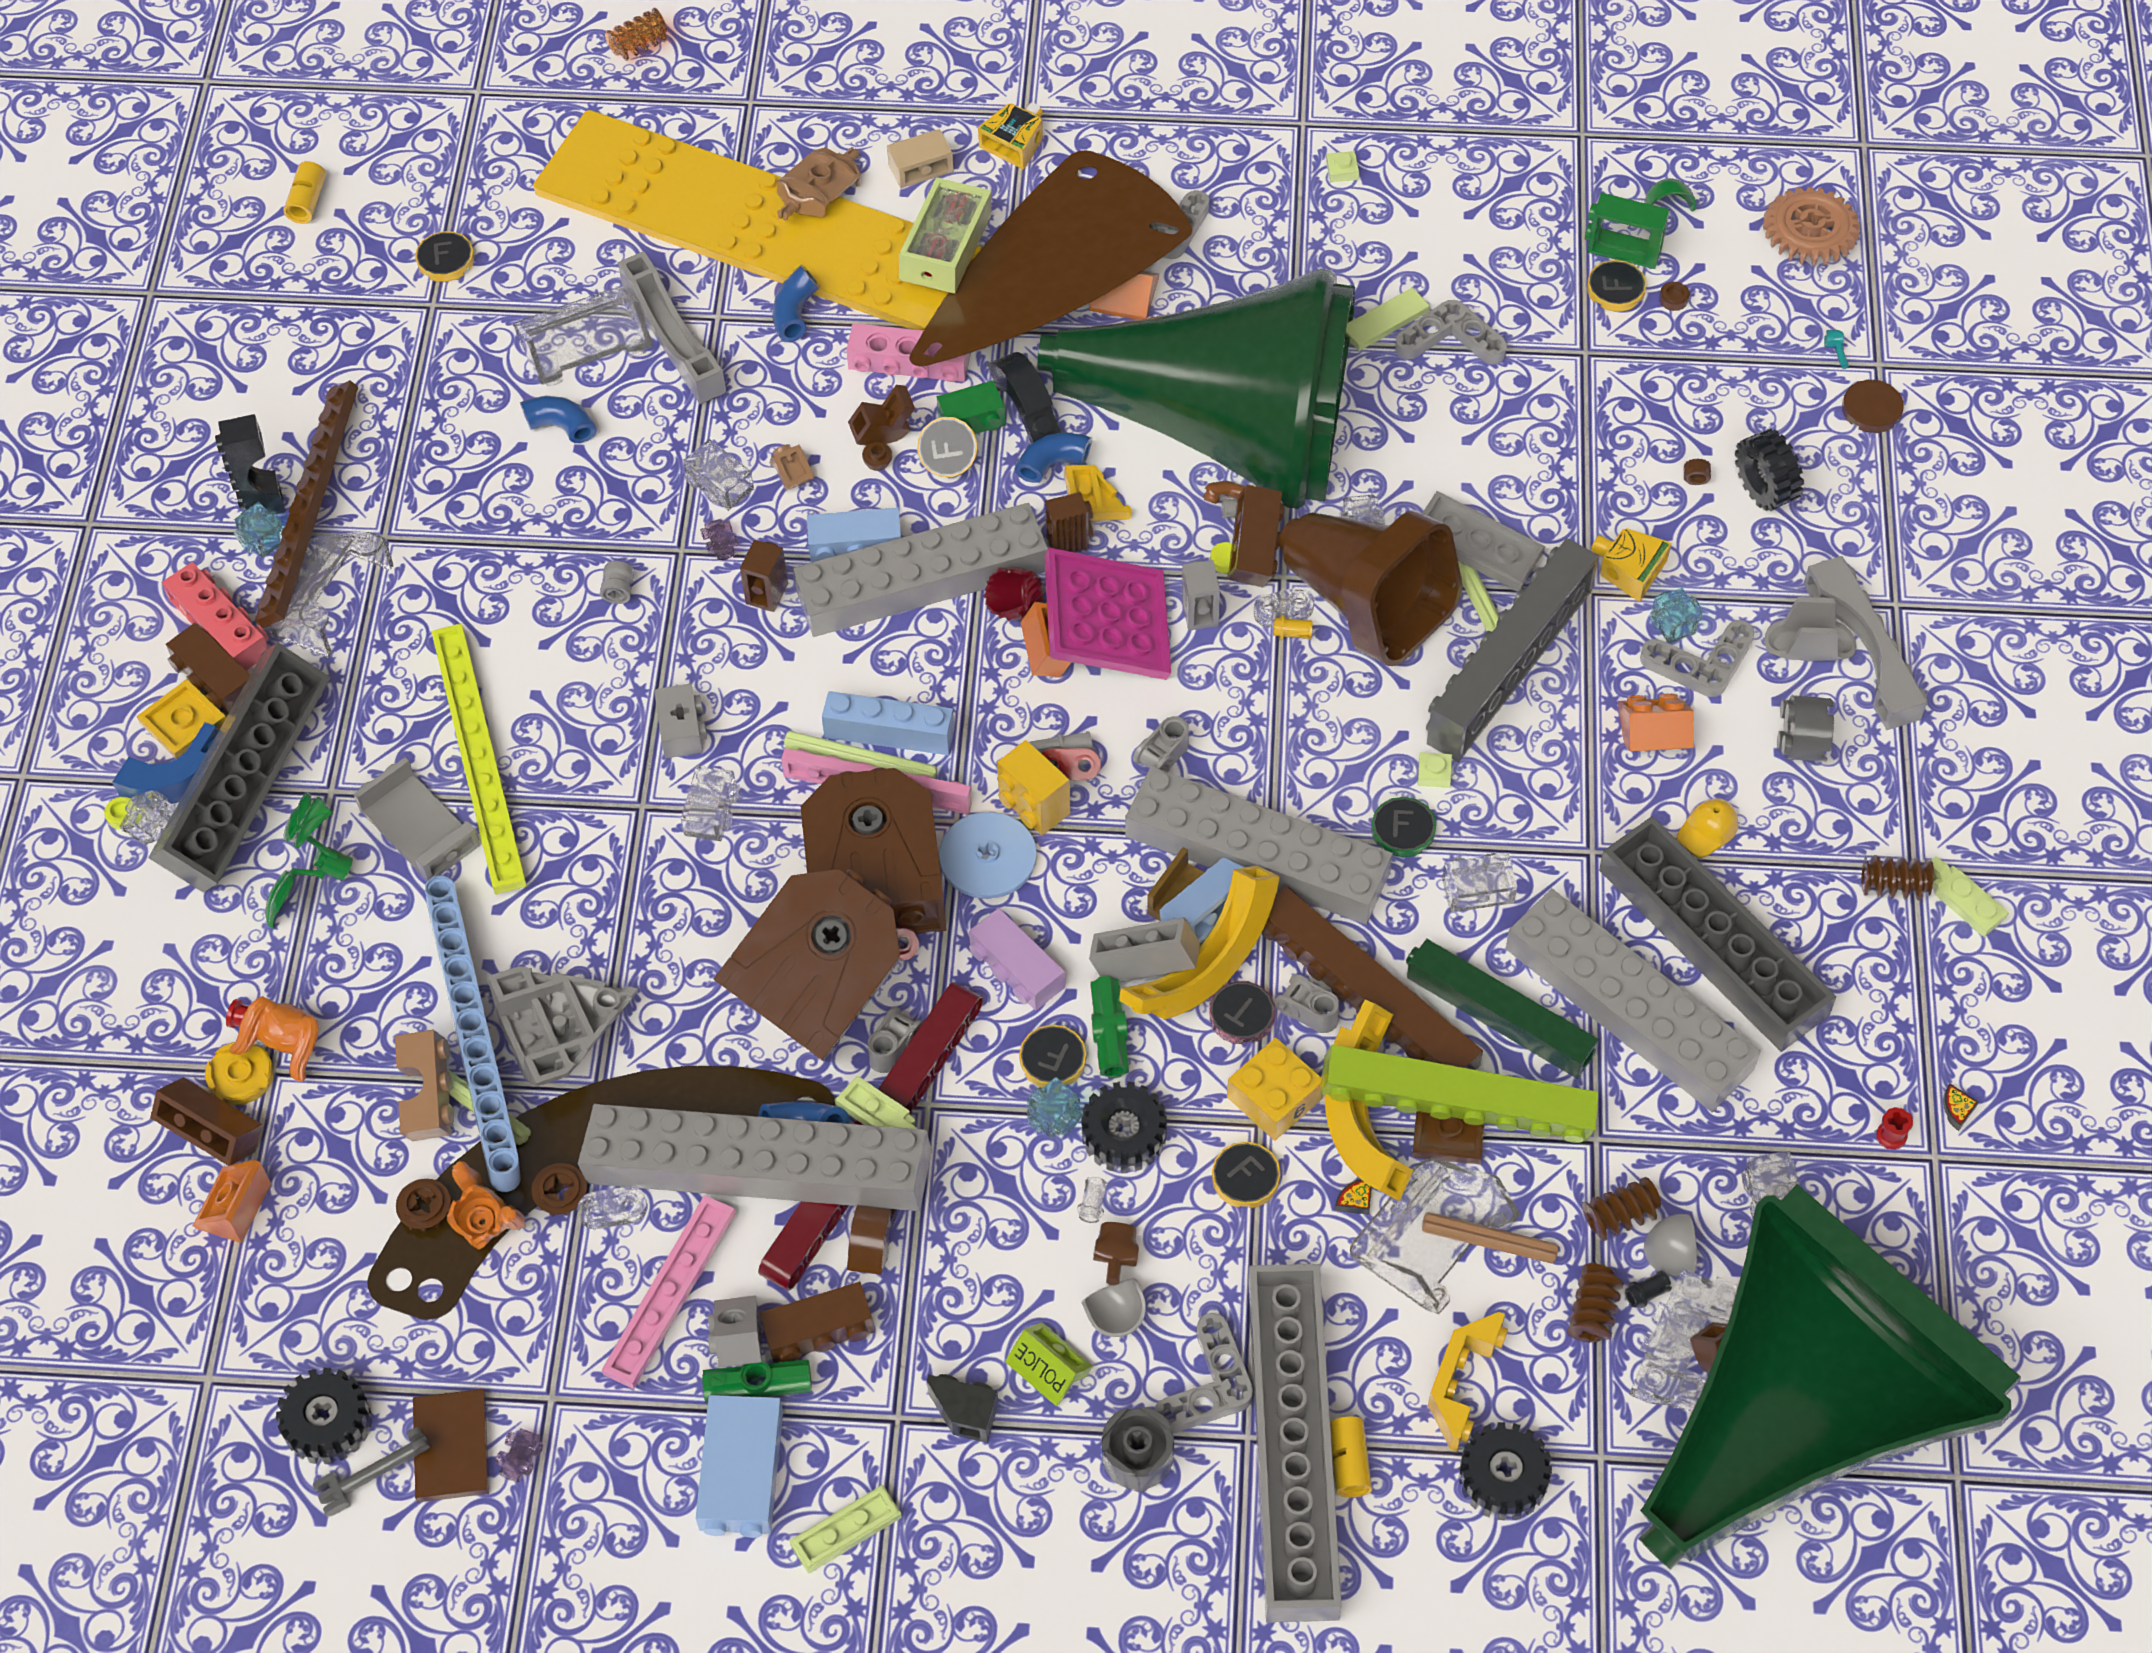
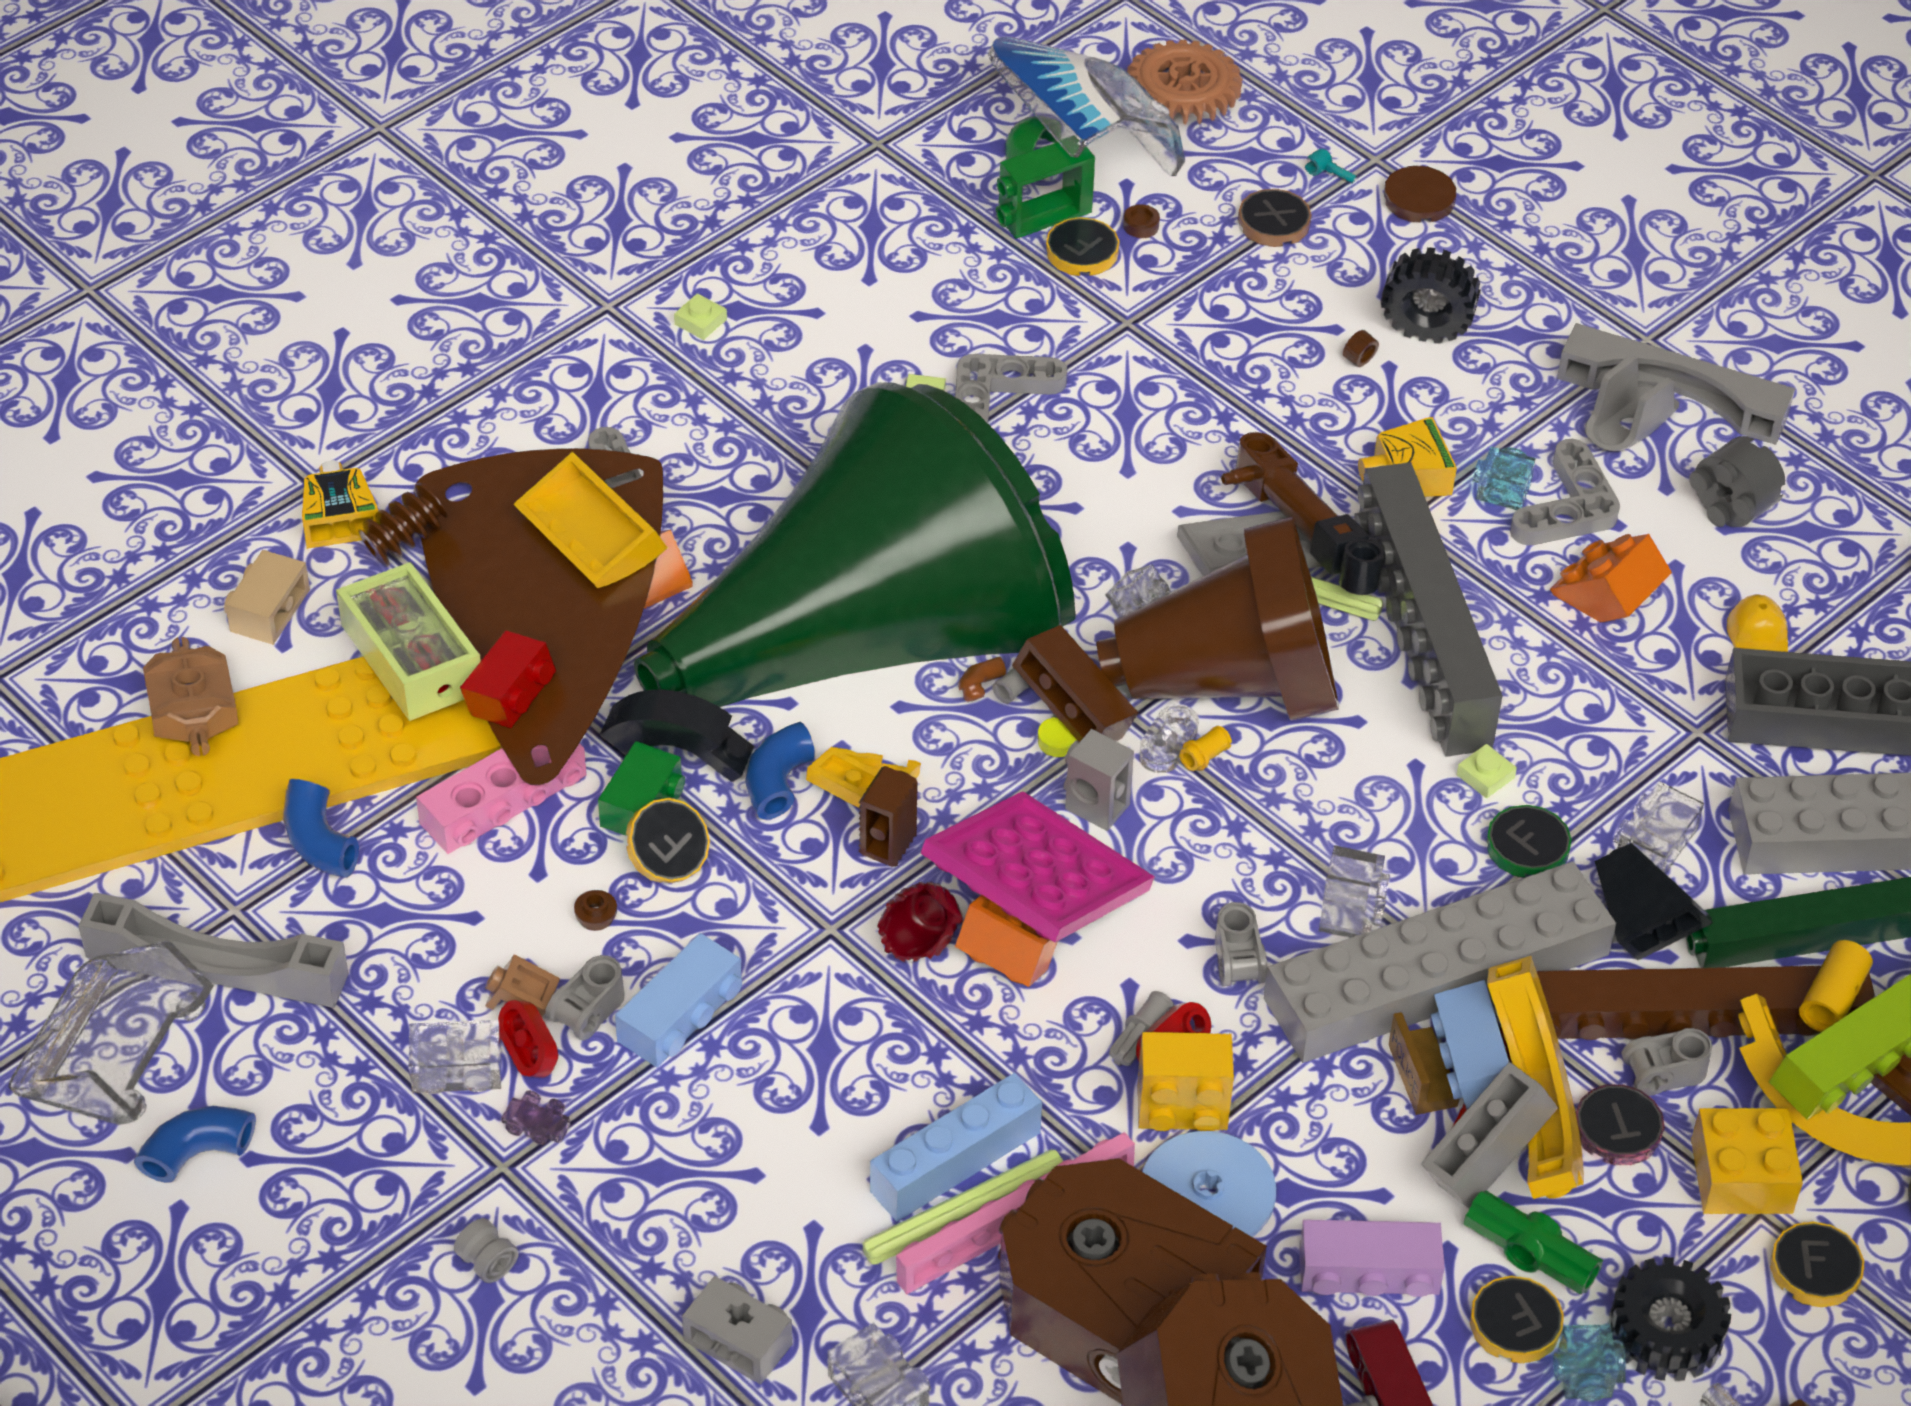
camera: 50 degrees left, 10 degrees down
(764, 489) = (527, 1039): none -> red plate
(764, 575) = (649, 1108): reddish brown brick -> none
(815, 497) = (585, 999): none -> light grey piece
(883, 422) = (568, 865): reddish brown brick -> none
(917, 569) = (789, 980): light grey brick -> none
(963, 293) = (508, 679): none -> red brick
(1026, 170) = (402, 523): none -> reddish brown piece
(1110, 239) = (590, 523): none -> yellow slope
(1251, 767) = (1353, 891): none -> clear brick
(1410, 909) = (1646, 903): none -> black slope
(1438, 1040) = (1836, 985): none -> yellow pin
(1515, 541) = (1335, 540): none -> piece
(1713, 182) = (1086, 99): none -> windscreen
(1759, 353) = (1274, 217): none -> tile

